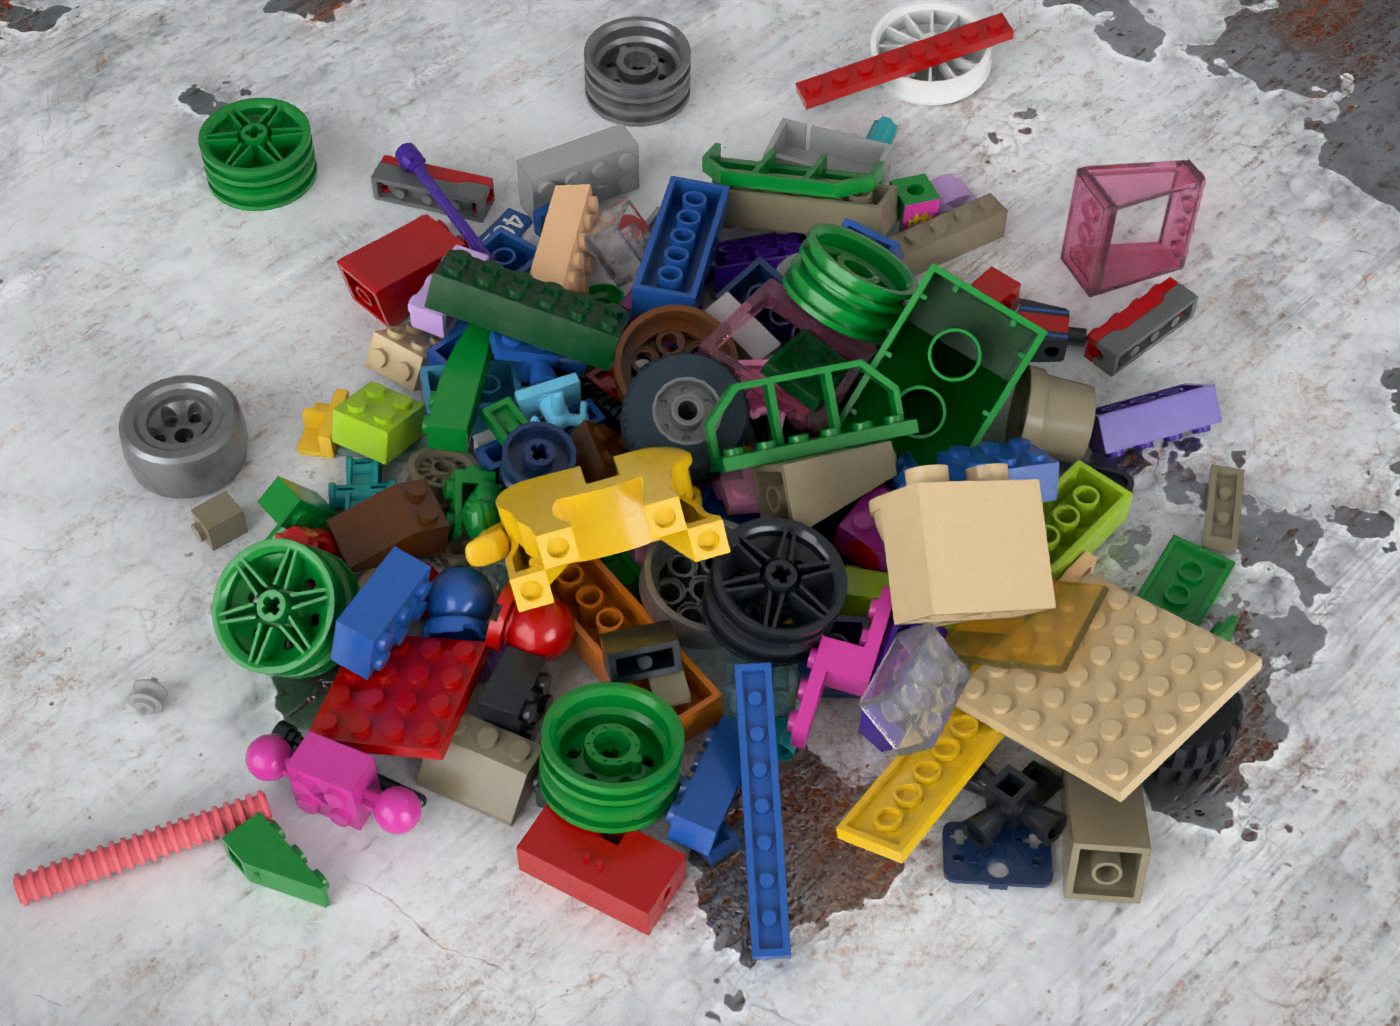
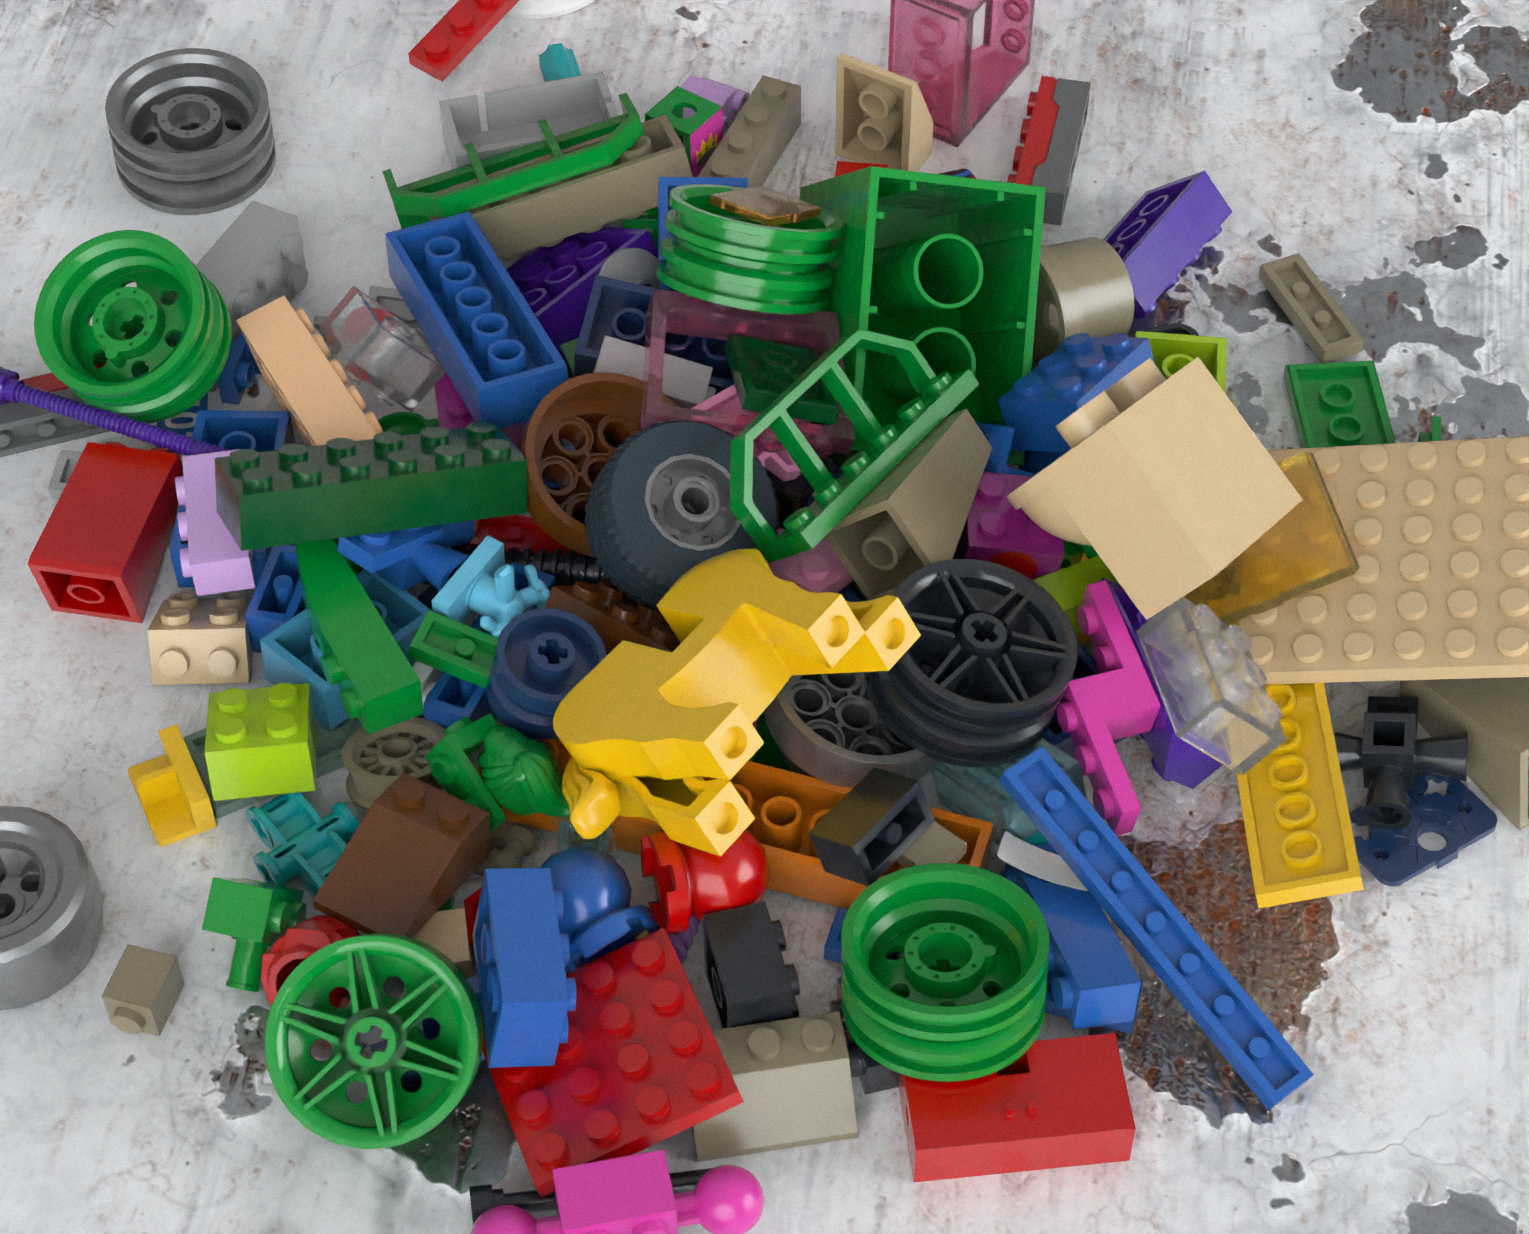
camera: 35 degrees left, 0 degrees up
(501, 173) = (133, 326): none -> green wheel
(725, 728) = (1037, 862): none -> white sticker
(874, 260) = (765, 205): none -> clear orange piece
(1038, 256) = (880, 117): none -> tan slope

